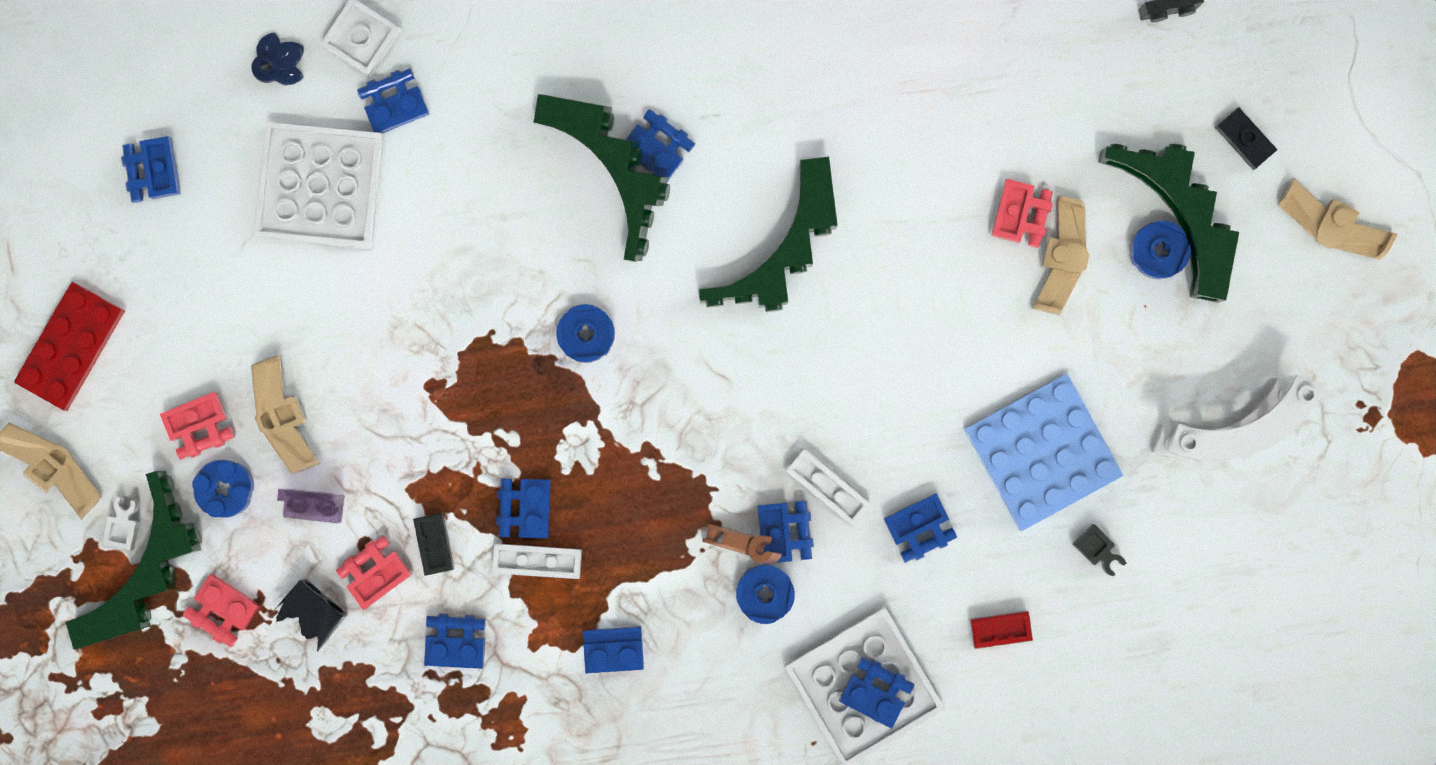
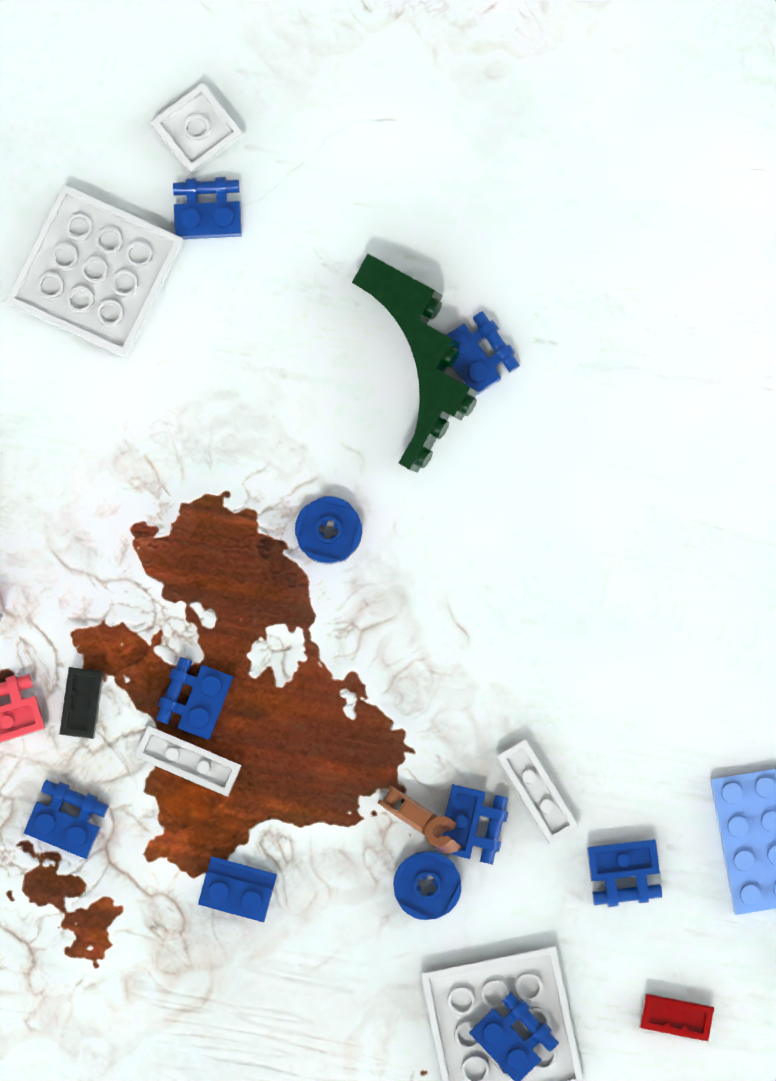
camera: 15 degrees right, 5 degrees down
(282, 59) = (103, 122): dark blue plate -> none
(814, 214) = (623, 487): dark green arch -> none

